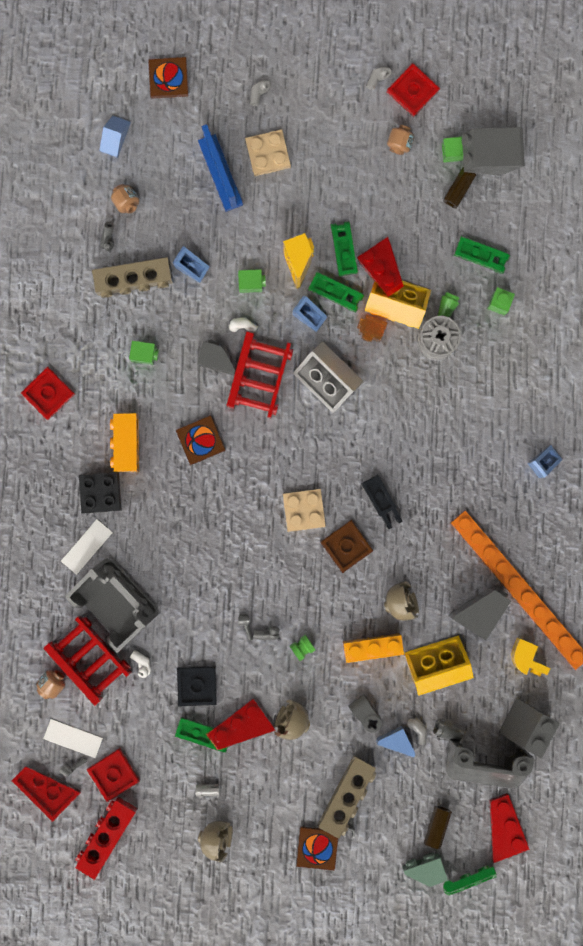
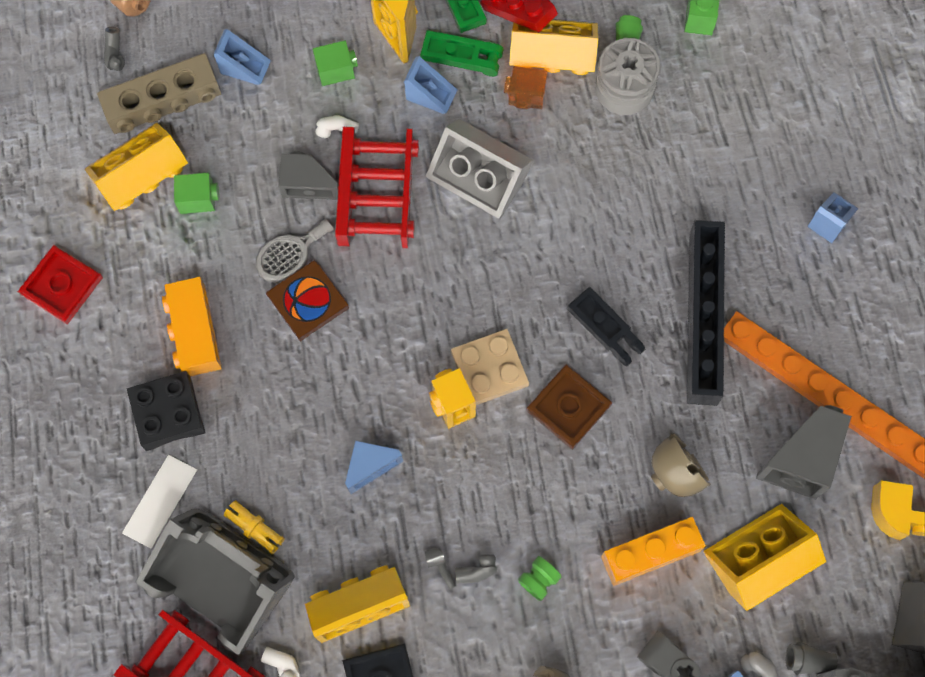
camera: 10 degrees left, 15 degrees down
(108, 324) = (137, 166): none -> yellow slope
(140, 577) = (254, 527): none -> yellow pin
(191, 638) = (356, 604): none -> yellow slope
(216, 554) = (369, 463): none -> medium blue slope
(218, 395) = (316, 233): none -> light grey piece
(275, 528) = (452, 398): none -> yellow brick
(445, 508) = (706, 313): none -> black brick

